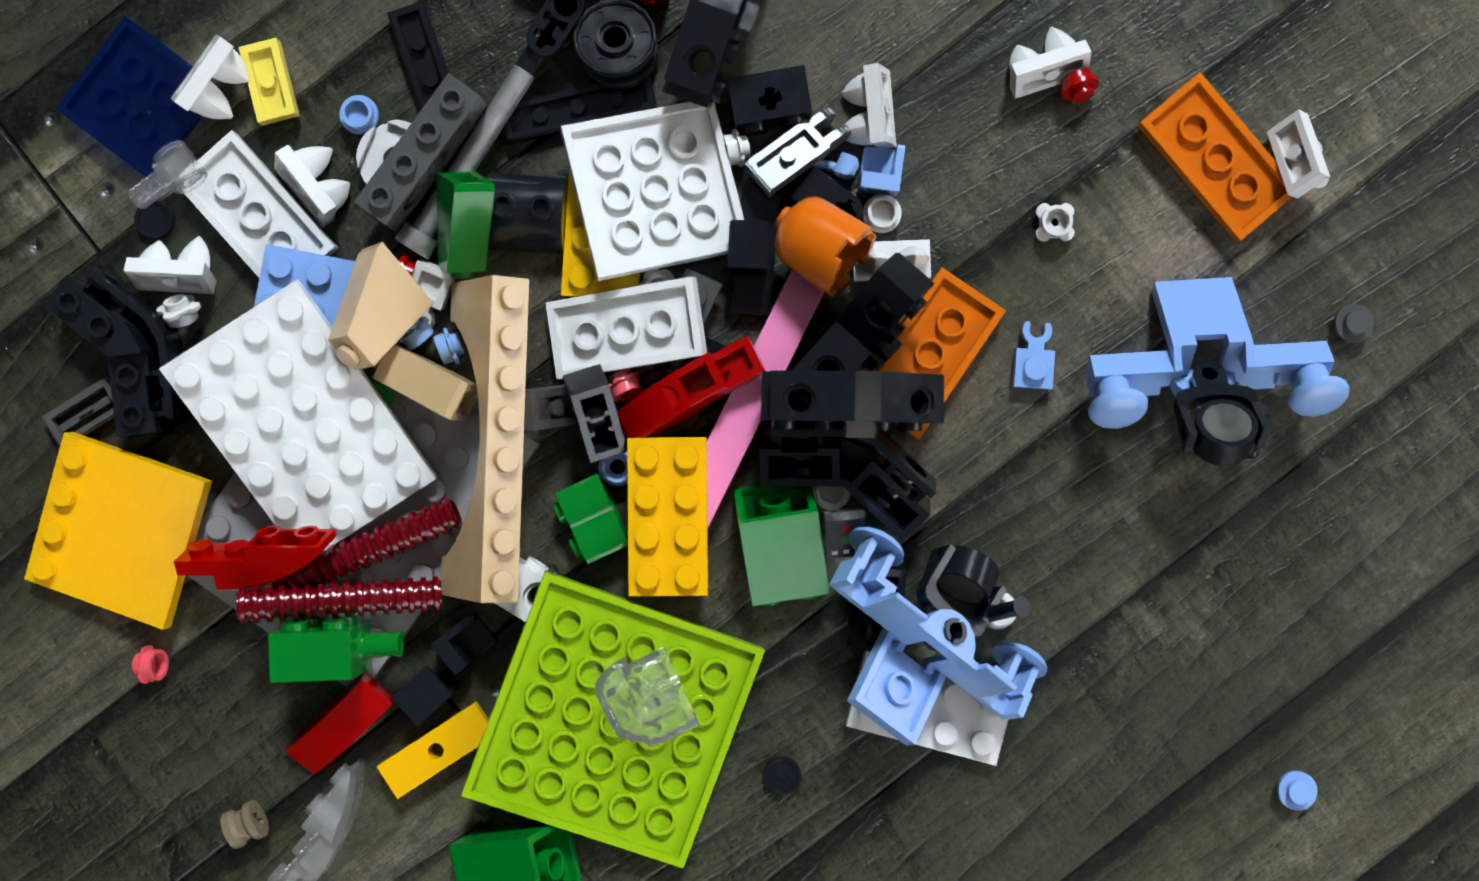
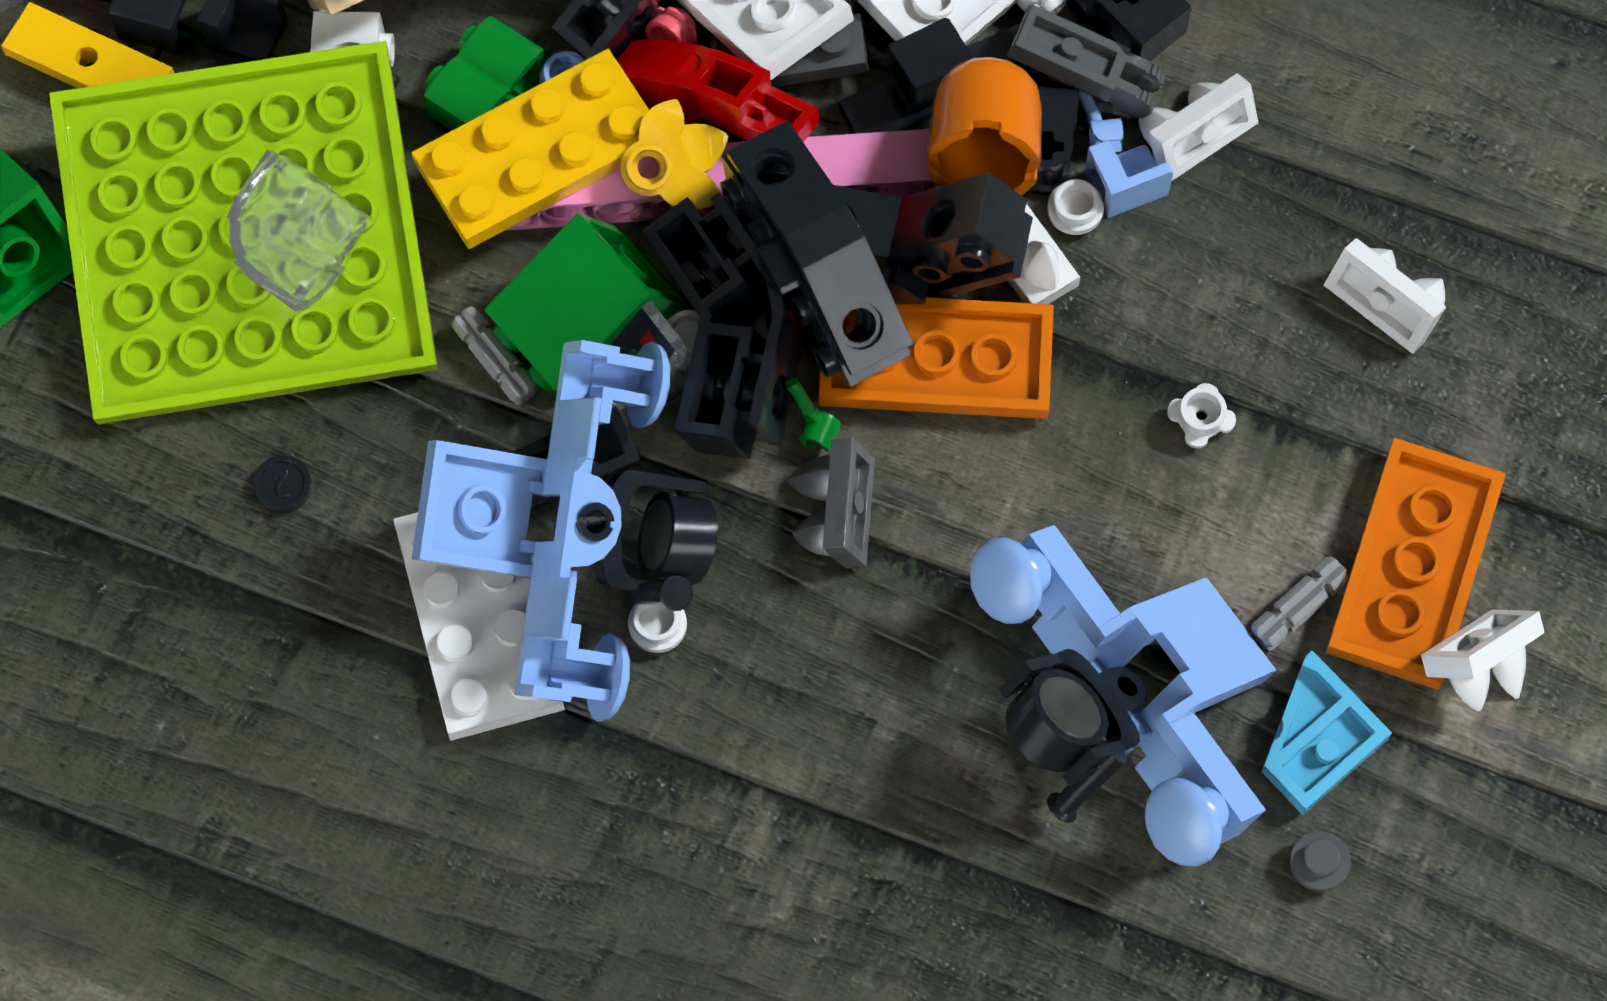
camera: 60 degrees right, 20 degrees down
(726, 435) = (682, 156): none -> yellow plate
(781, 612) = (494, 356): none -> light grey axle
(934, 450) = (819, 425): none -> green hand
(976, 454) = (846, 485): none -> flat silver tile
(1033, 365) = (1006, 493): light blue plate -> none
(1079, 85) = (1389, 343): red plate -> none
(1200, 238) = (1299, 603): none -> light grey axle
(1285, 278) = (1320, 736): none -> medium azure wing

